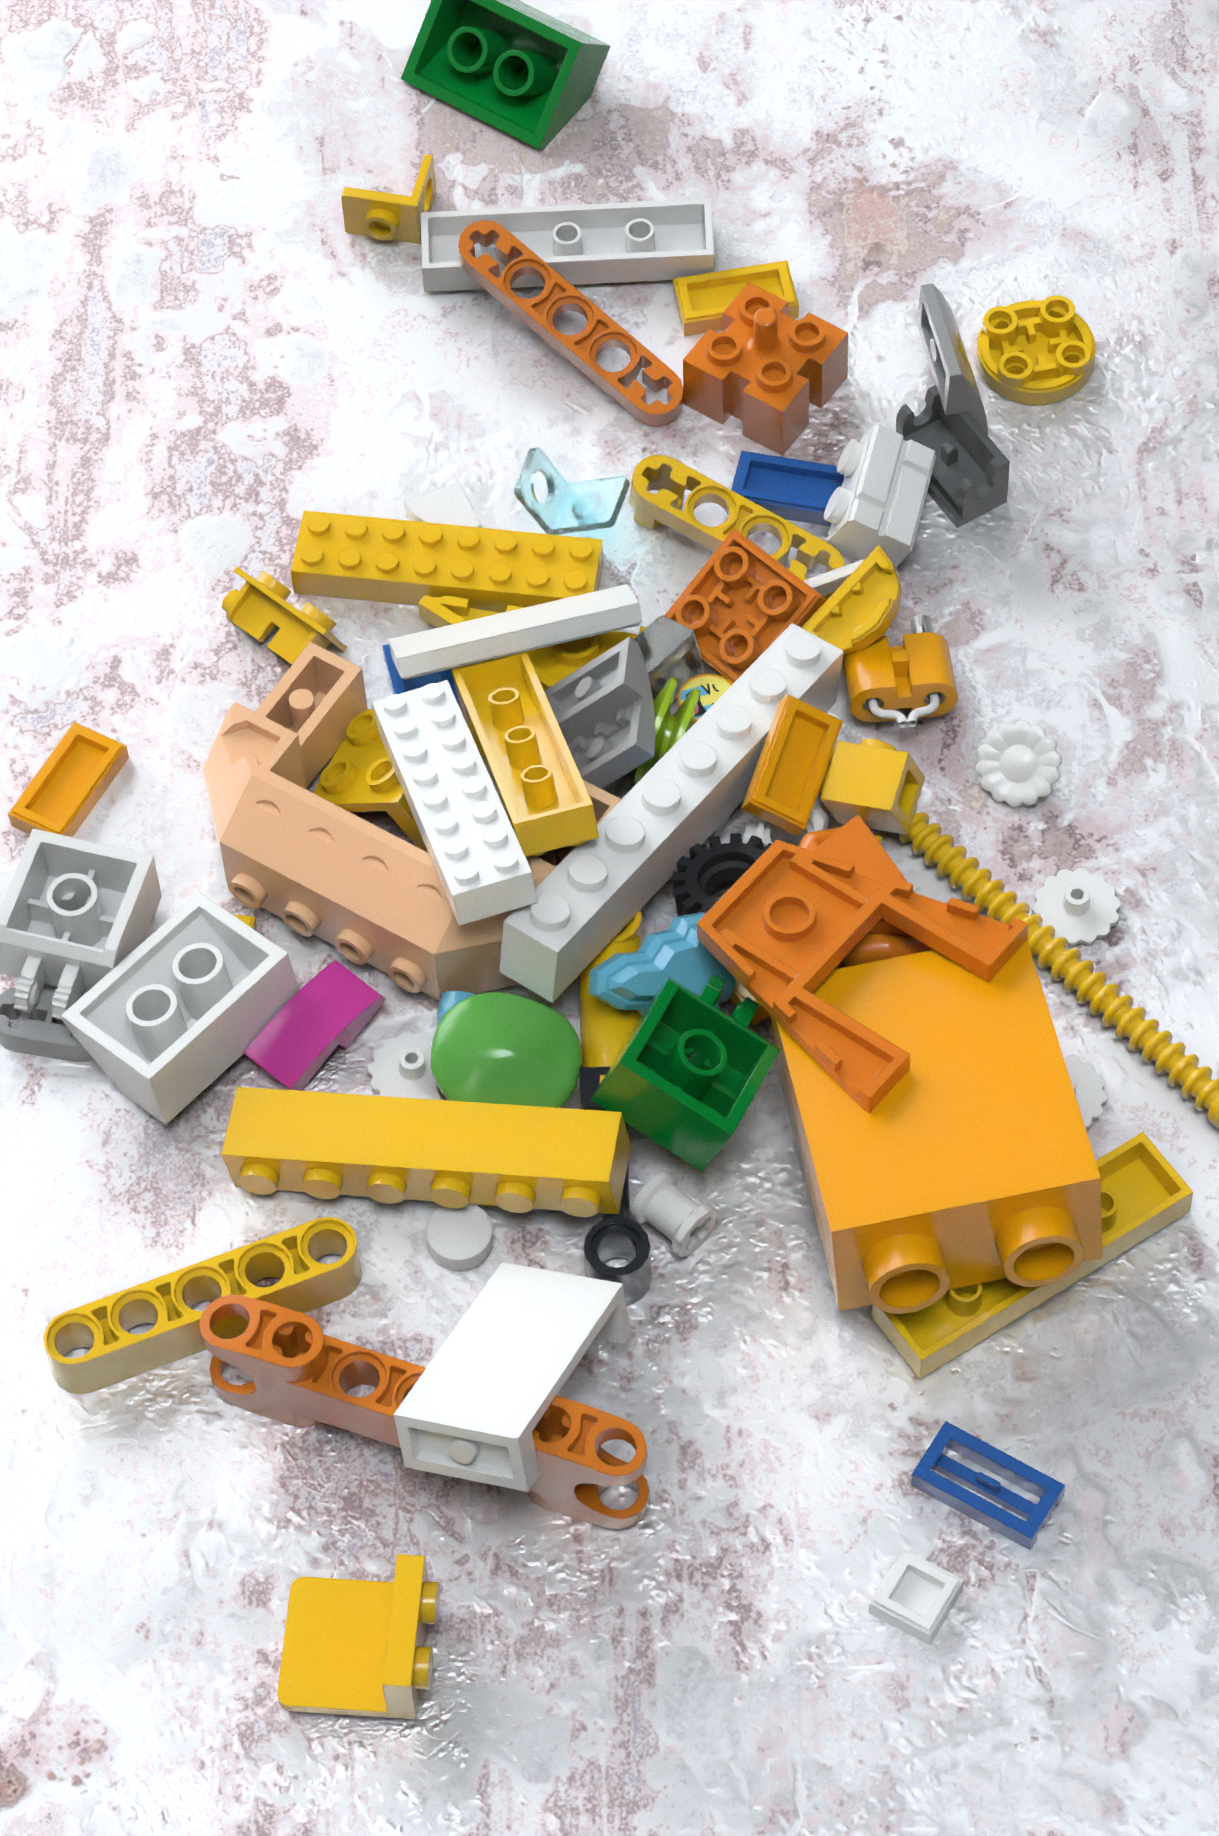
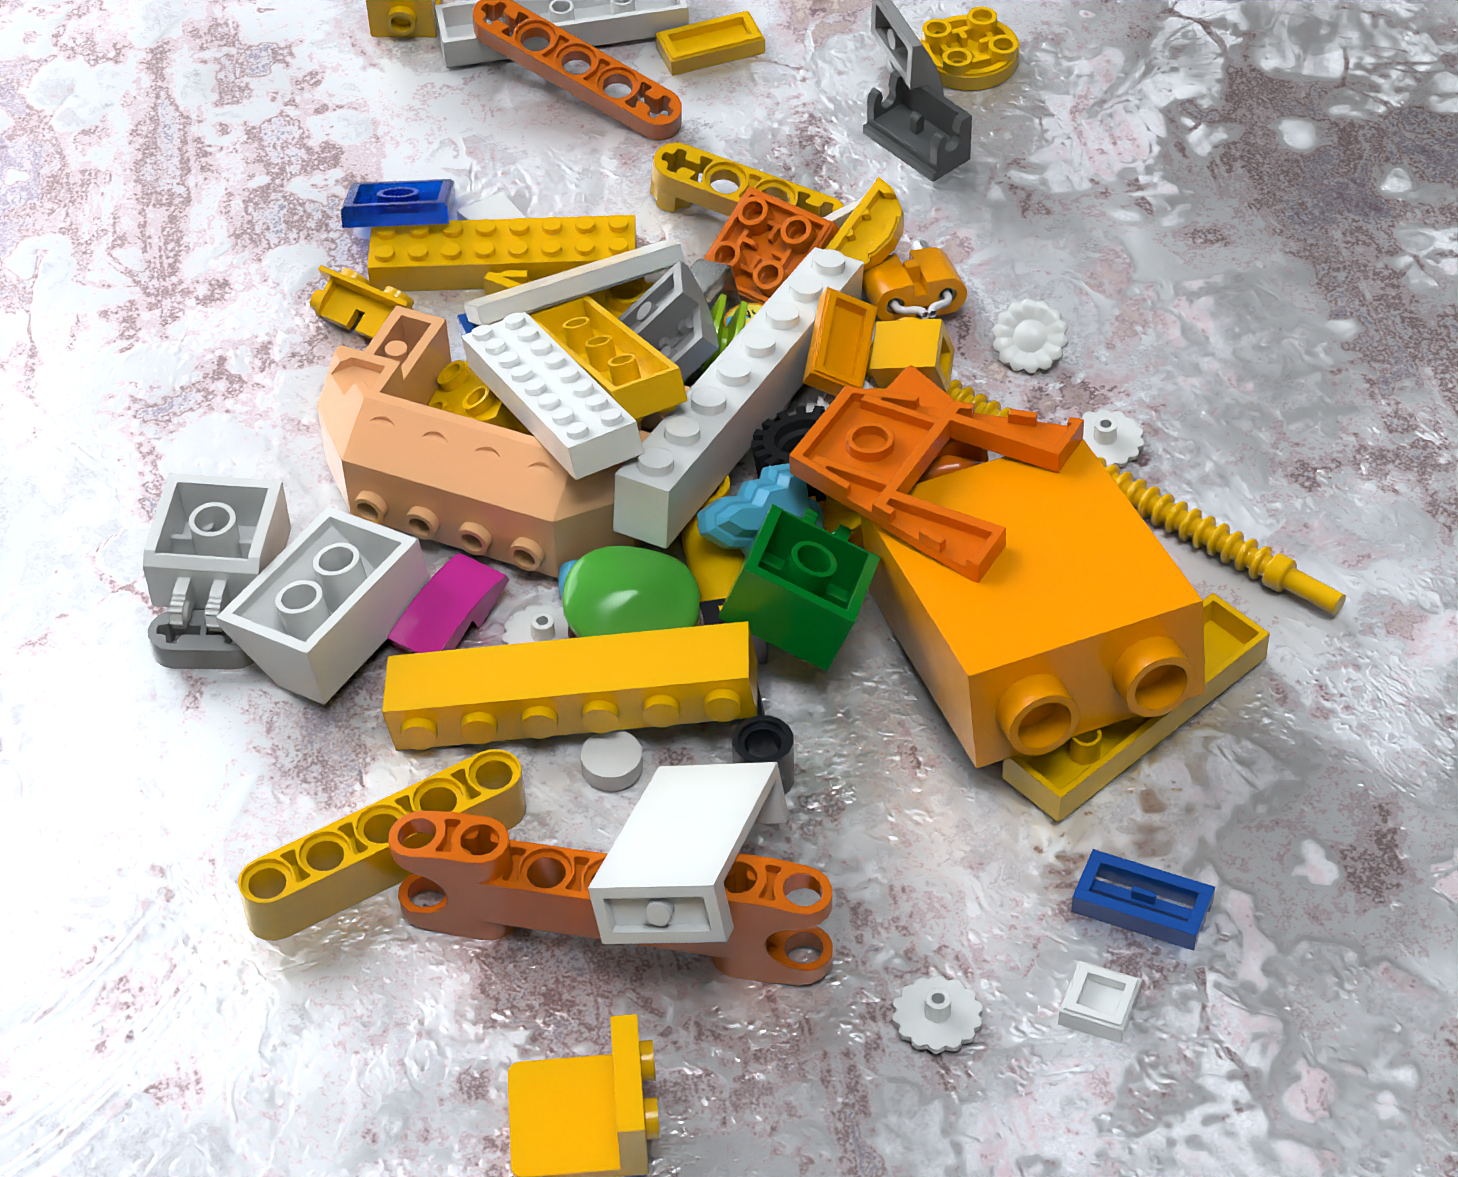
camera: 10 degrees left, 10 degrees down
(69, 782) = (195, 446): light orange tile -> none
(338, 487) = (398, 203): none -> clear blue tile
(569, 505) = (601, 199): clear light blue bracket -> none
(674, 1213) = (808, 713): white bush -> none
(744, 1584) = (937, 1014): none -> white piece
(765, 368) = (748, 81): orange brick -> none
(787, 486) = (806, 165): blue tile -> none
(879, 495) = (862, 149): white brick -> none

